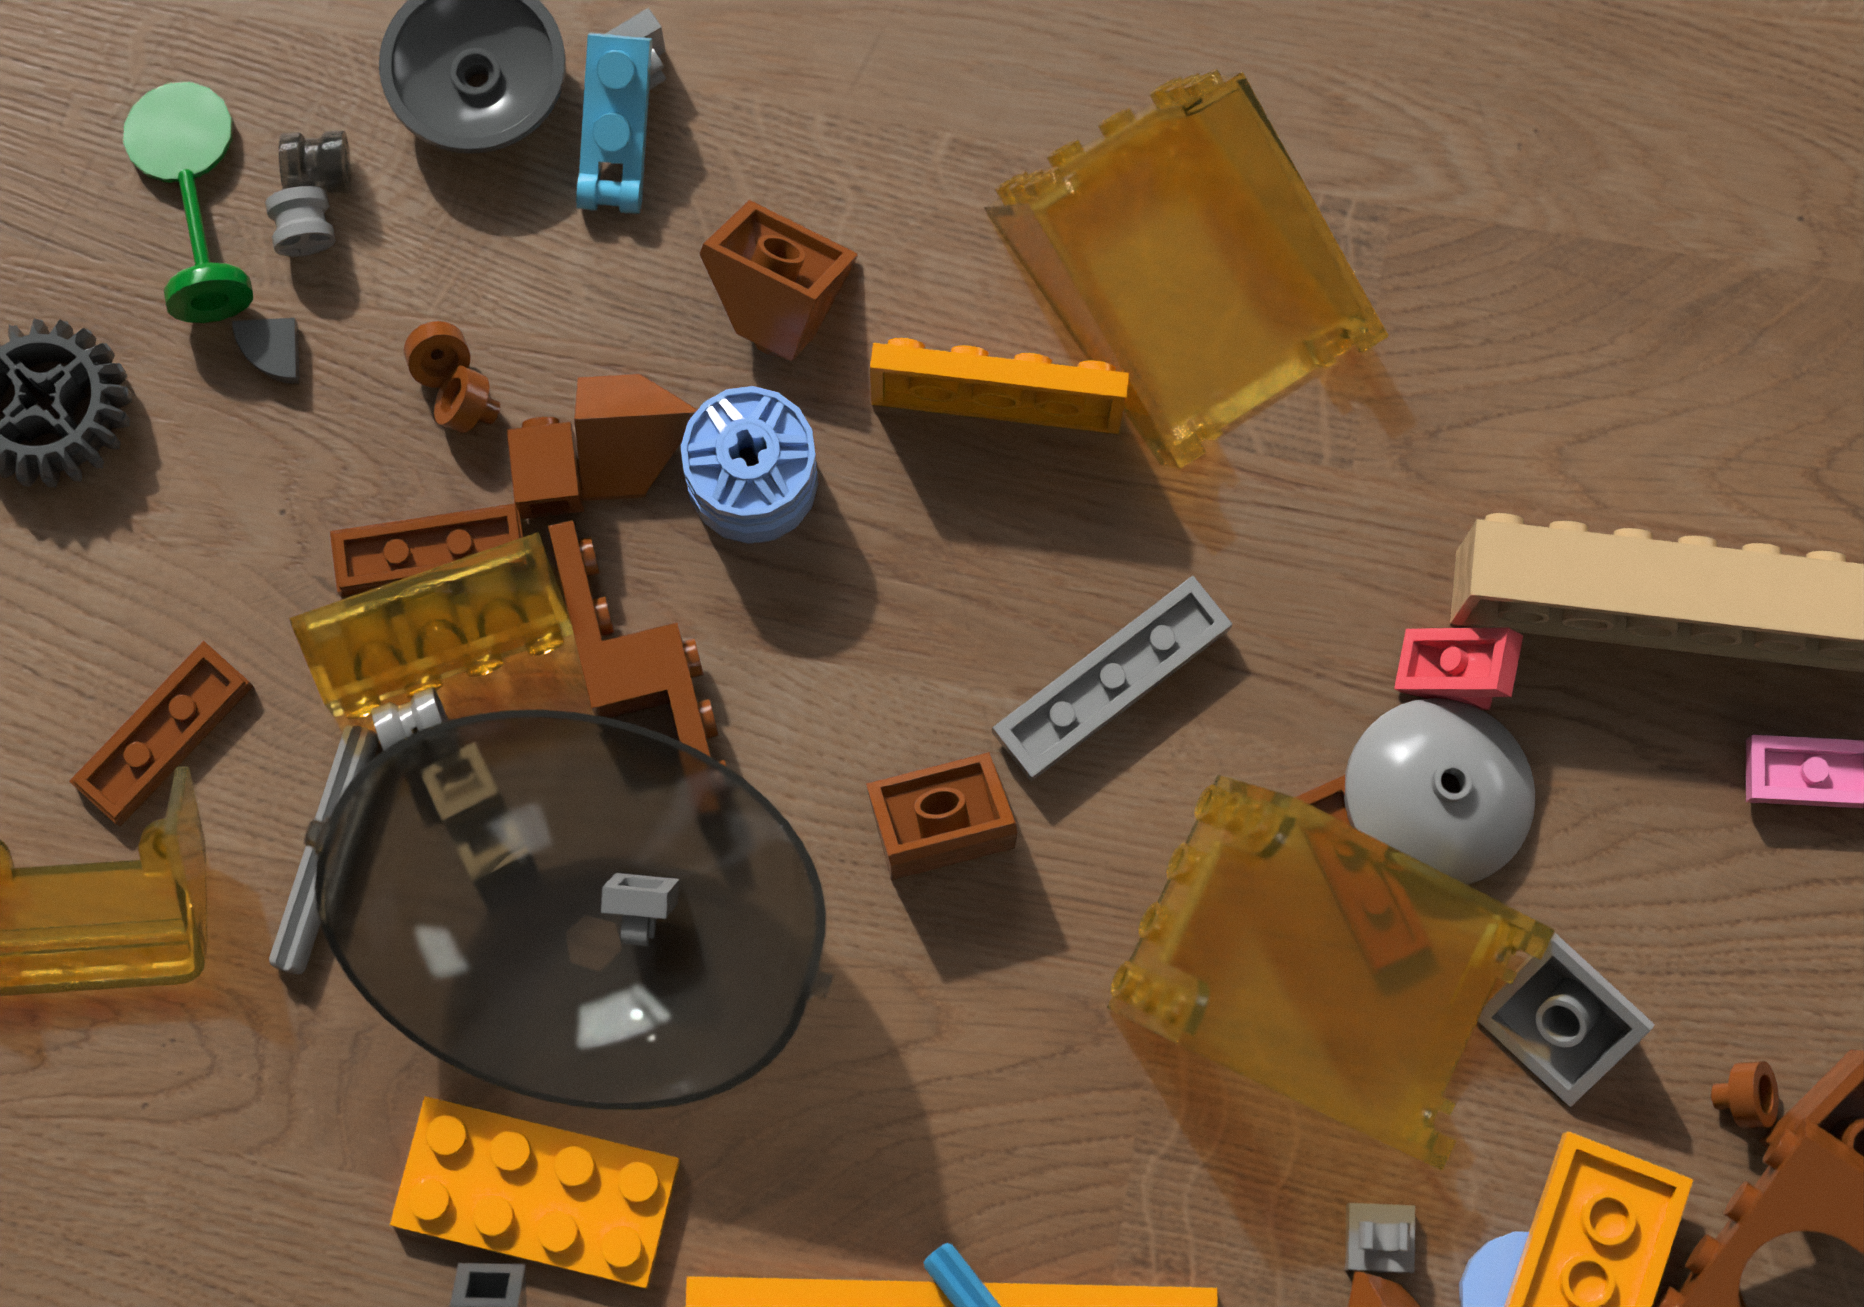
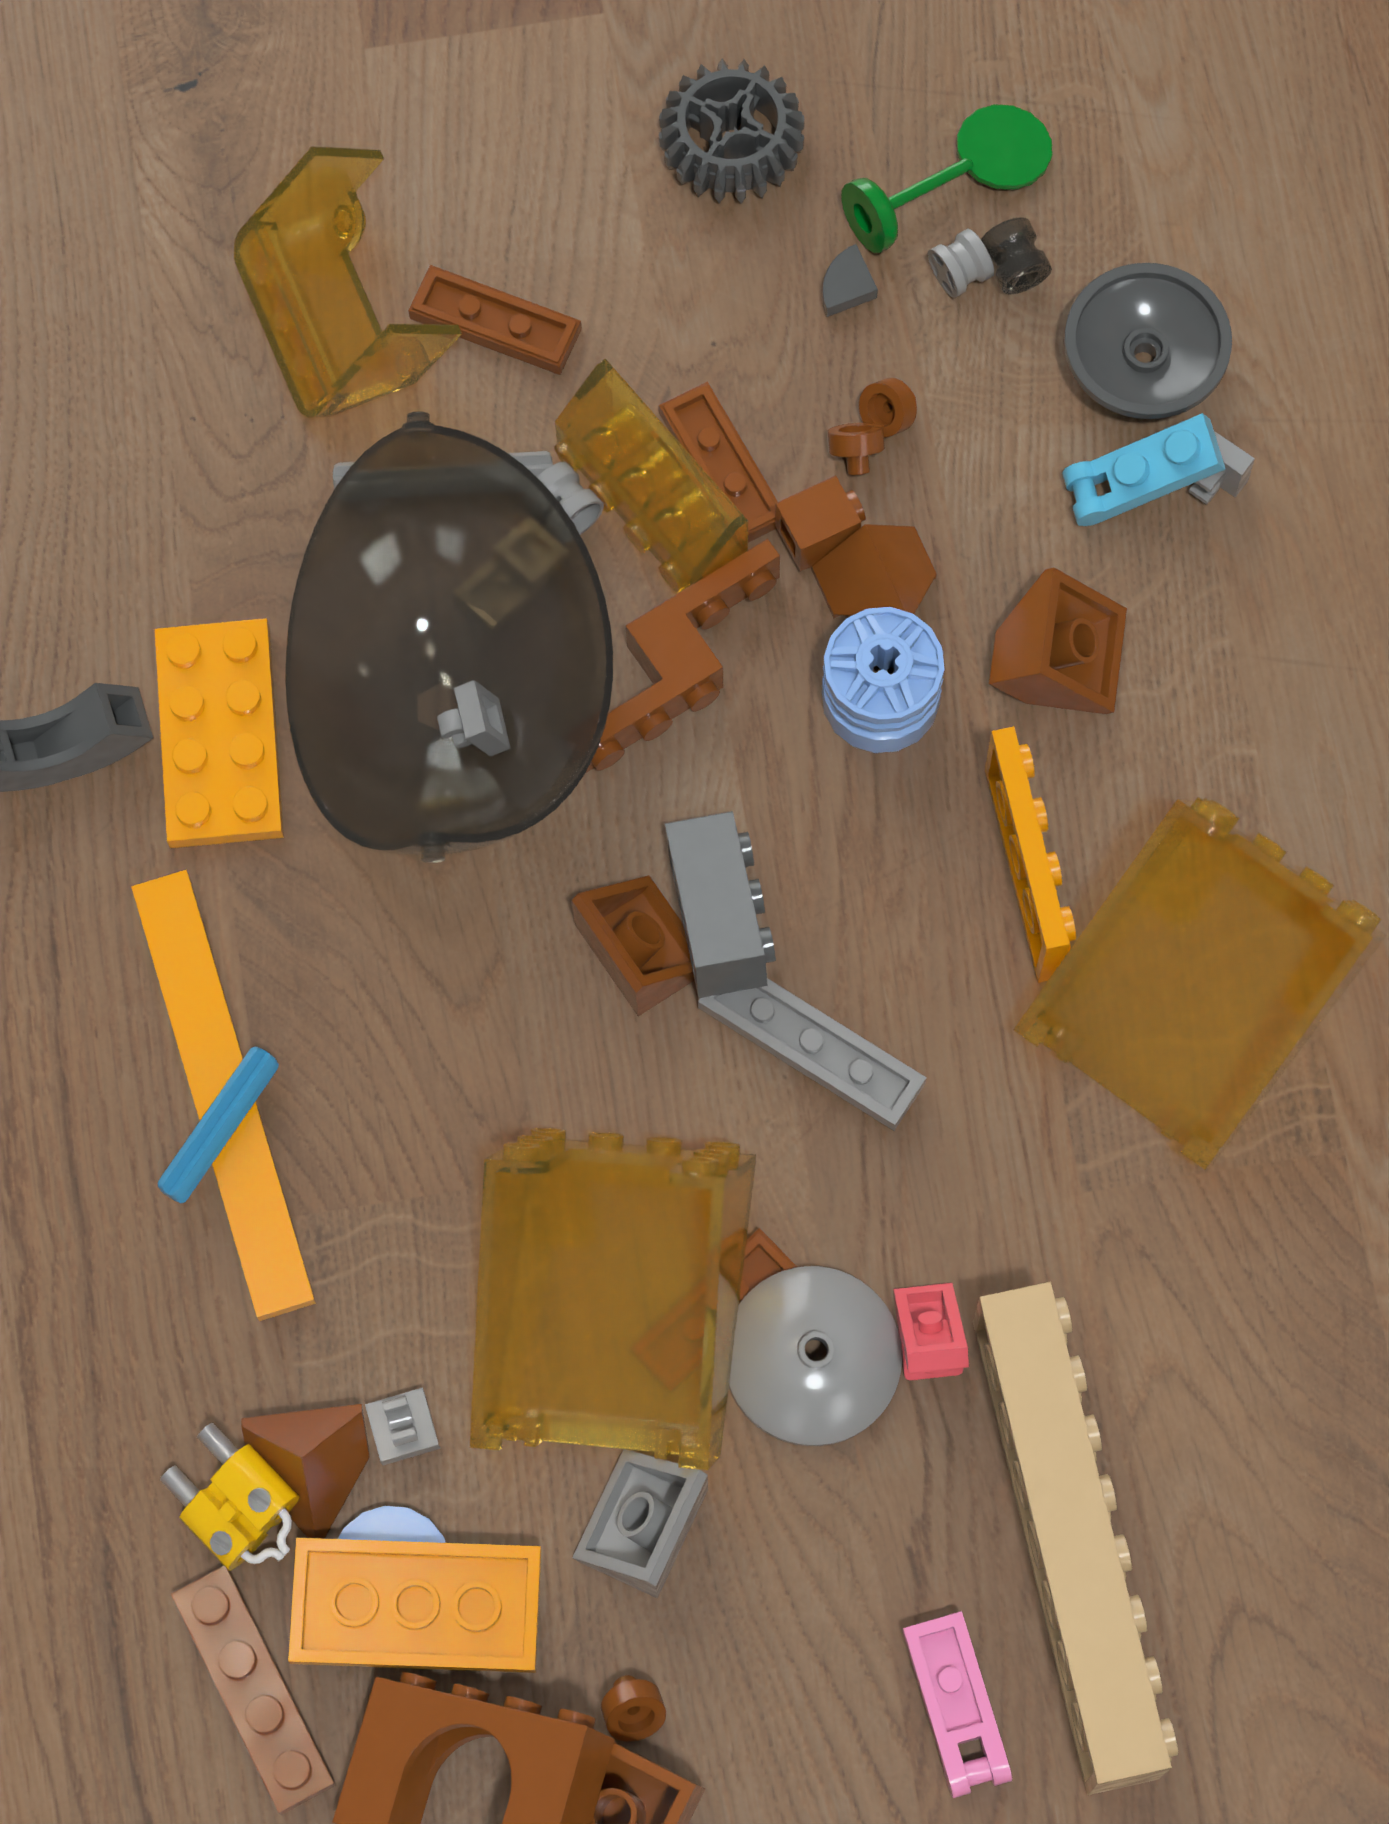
camera: 75 degrees right, 5 degrees down
(938, 718) = (719, 904): none -> brick

